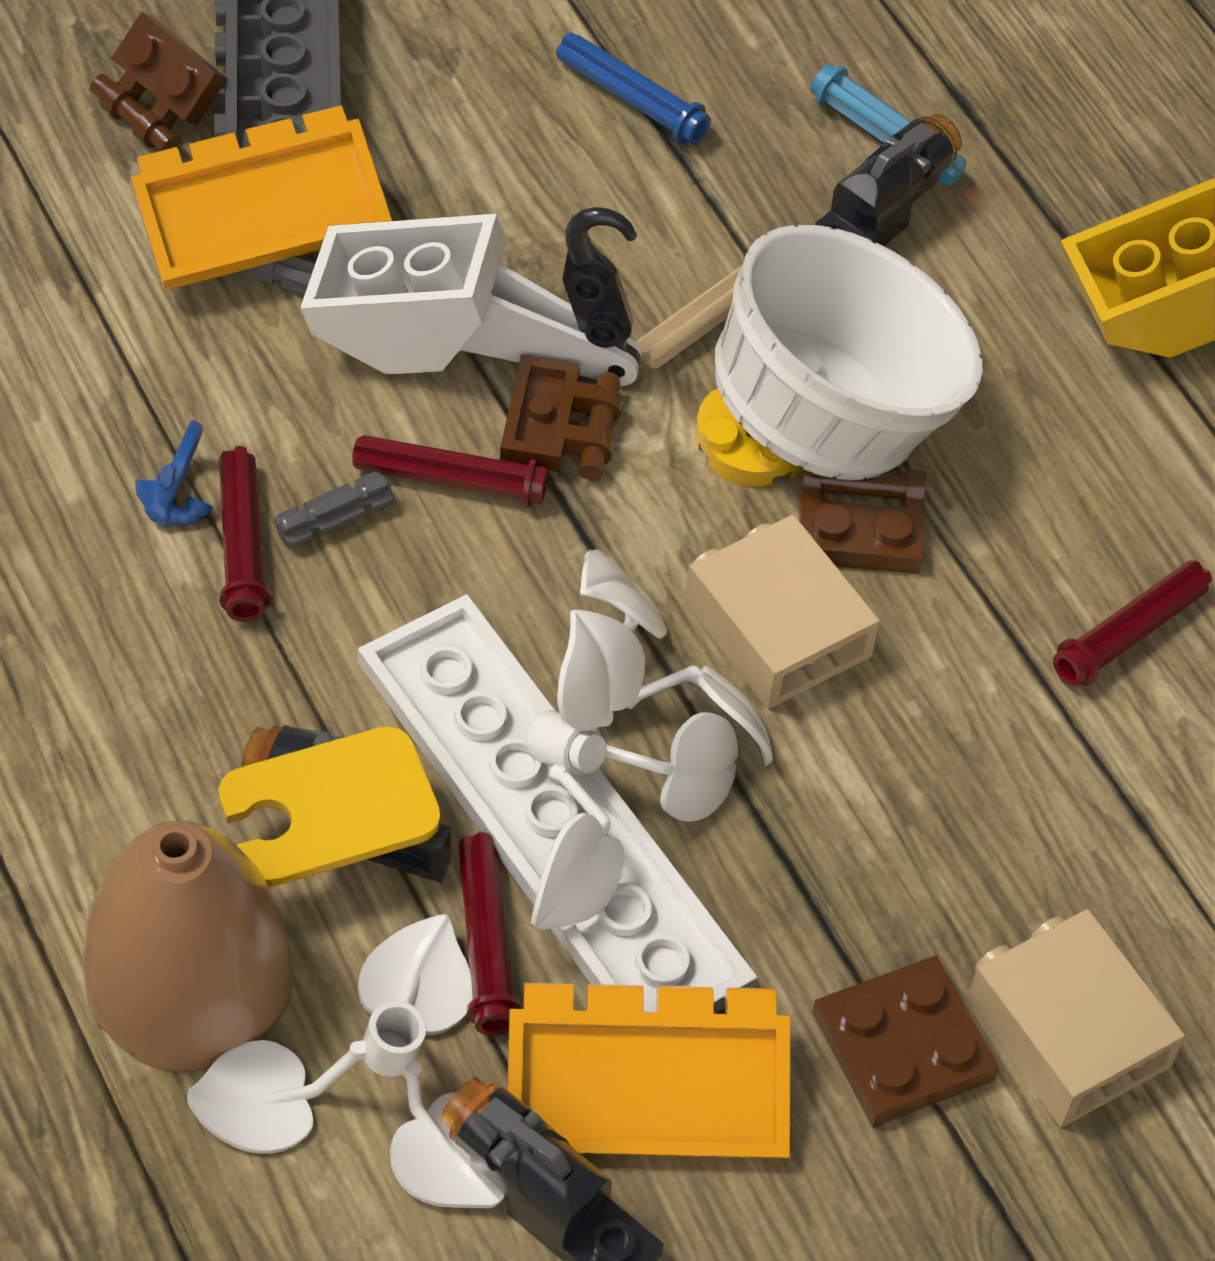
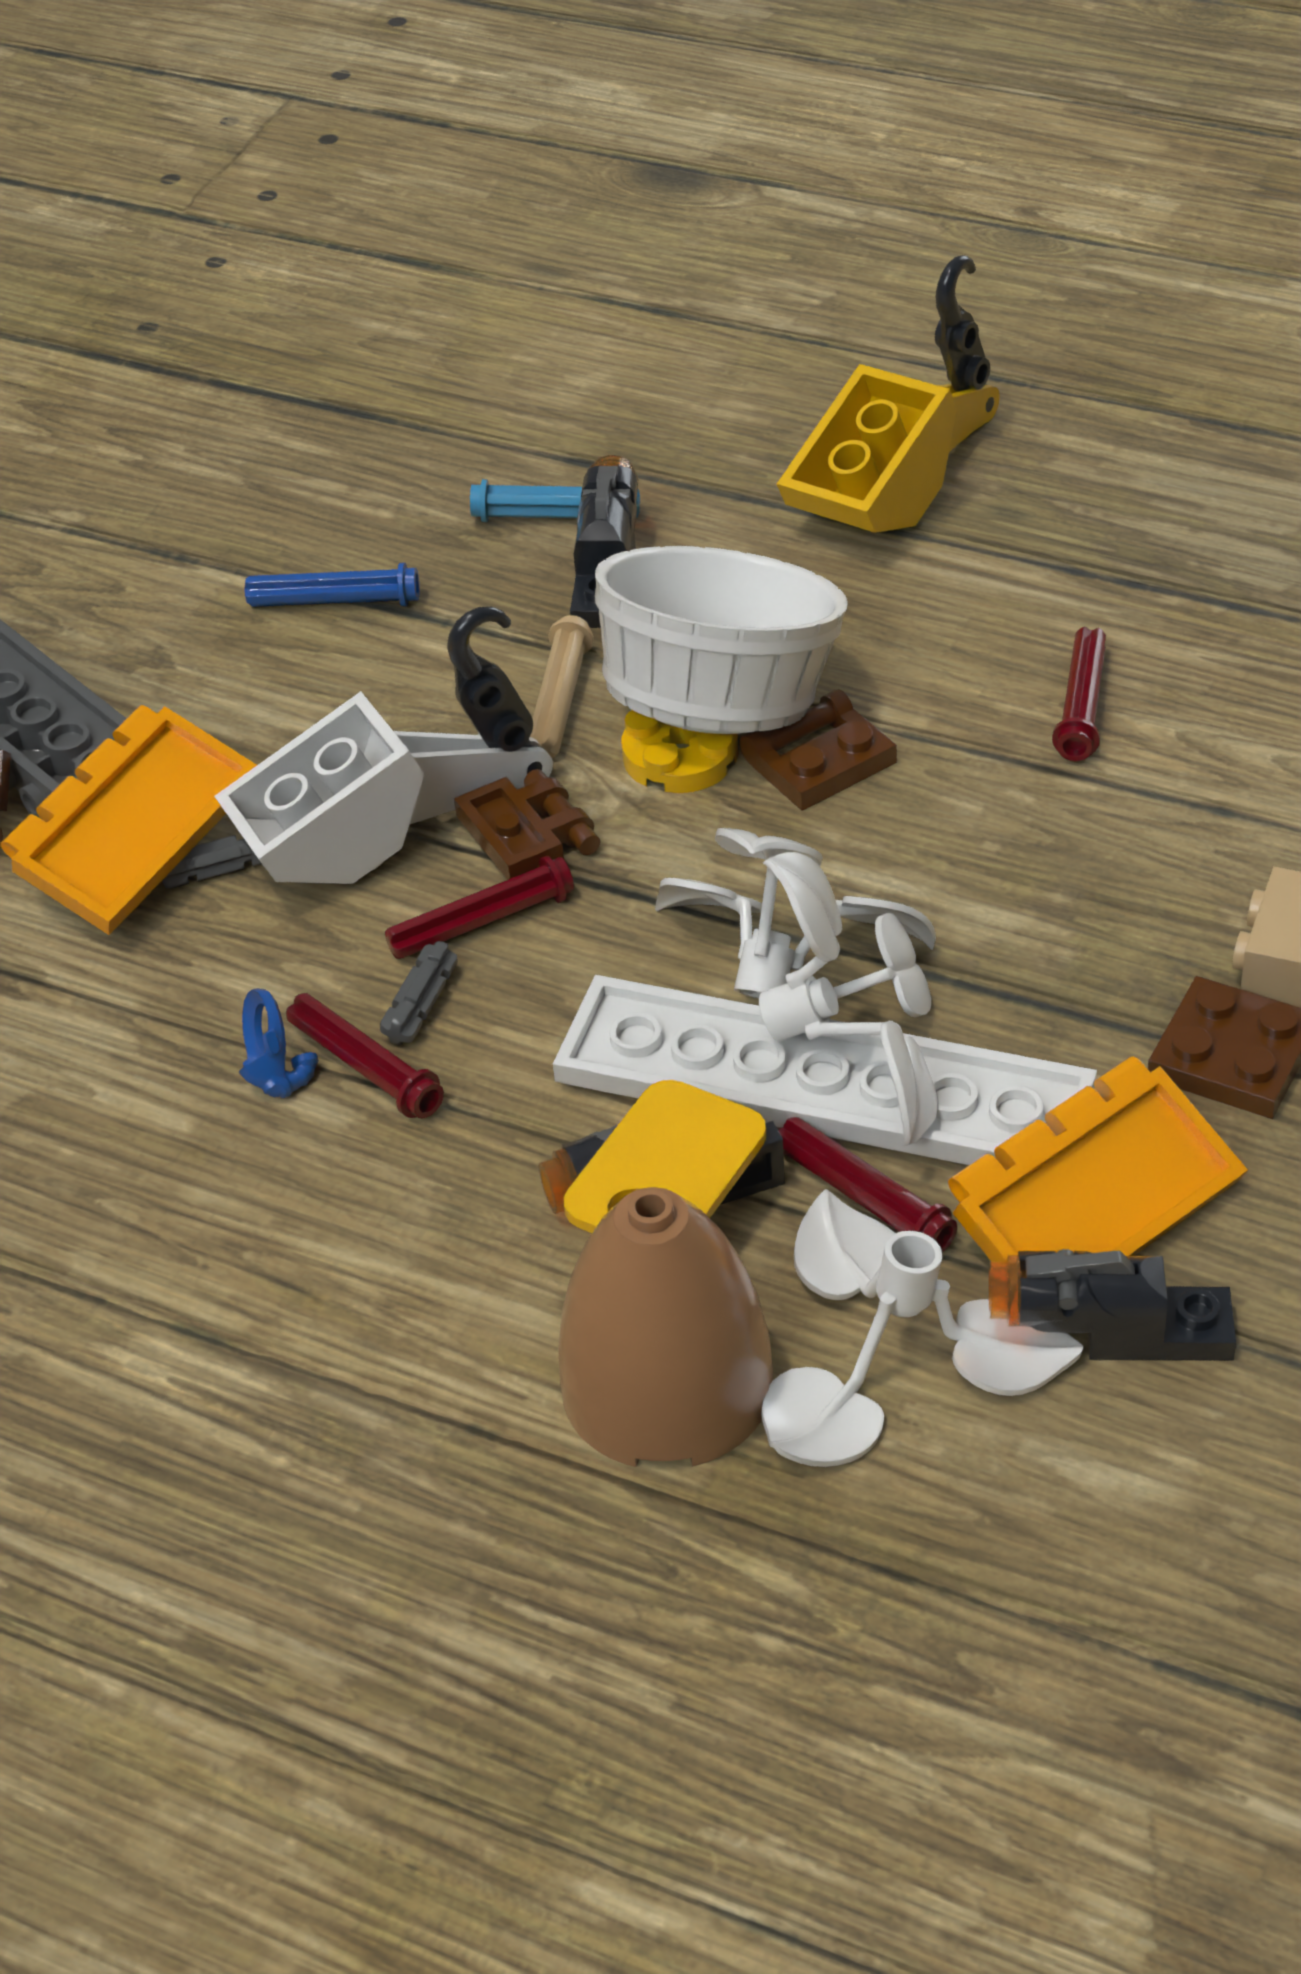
camera: 30 degrees left, 10 degrees down
(780, 610) = (857, 824): tan brick -> none

